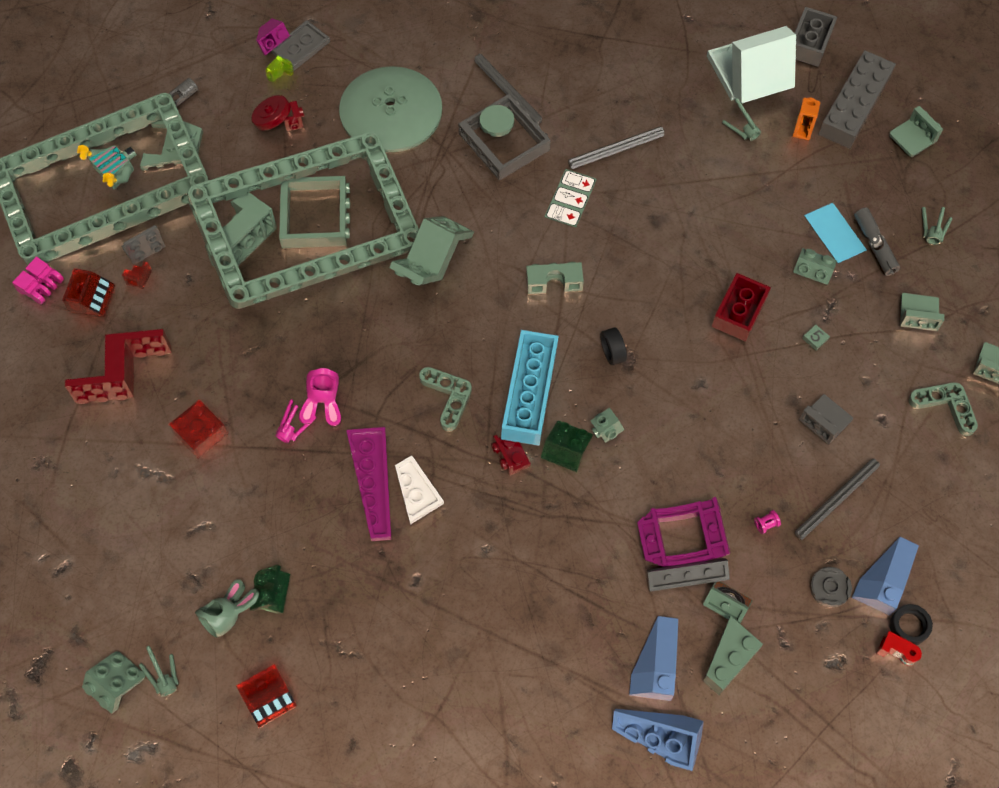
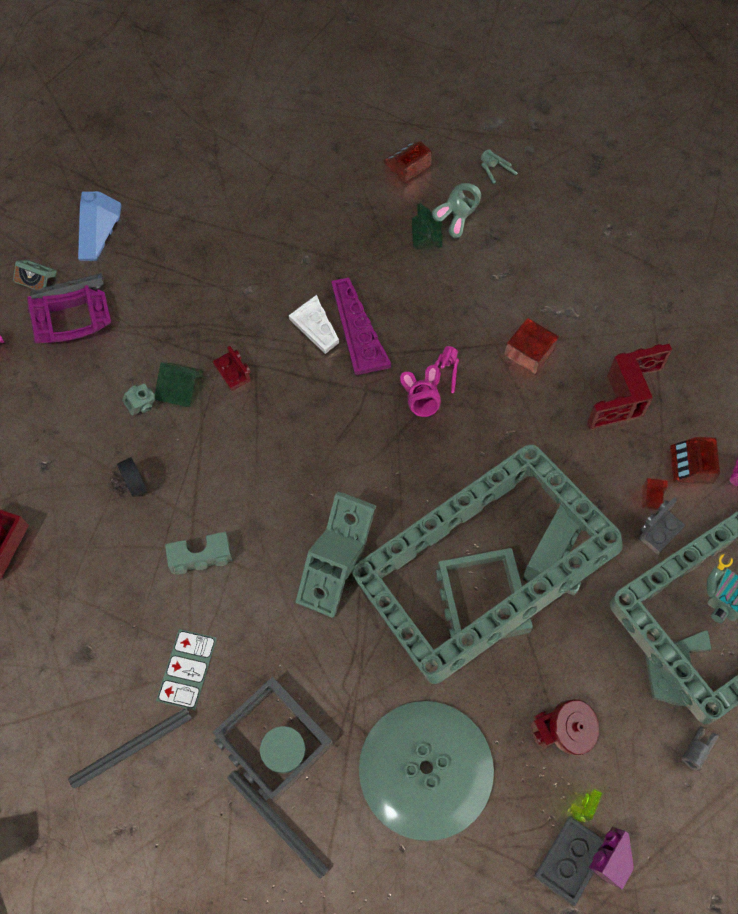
camera: 175 degrees right, 0 degrees up
(111, 680) = (532, 156): sand green bracket -> none
(455, 395) = (291, 416): sand green beam -> none
(529, 388) = (215, 422): medium azure brick -> none
(668, 735) = (83, 175): medium blue wedge -> none
(731, 656) = (34, 230): sand green wedge -> none

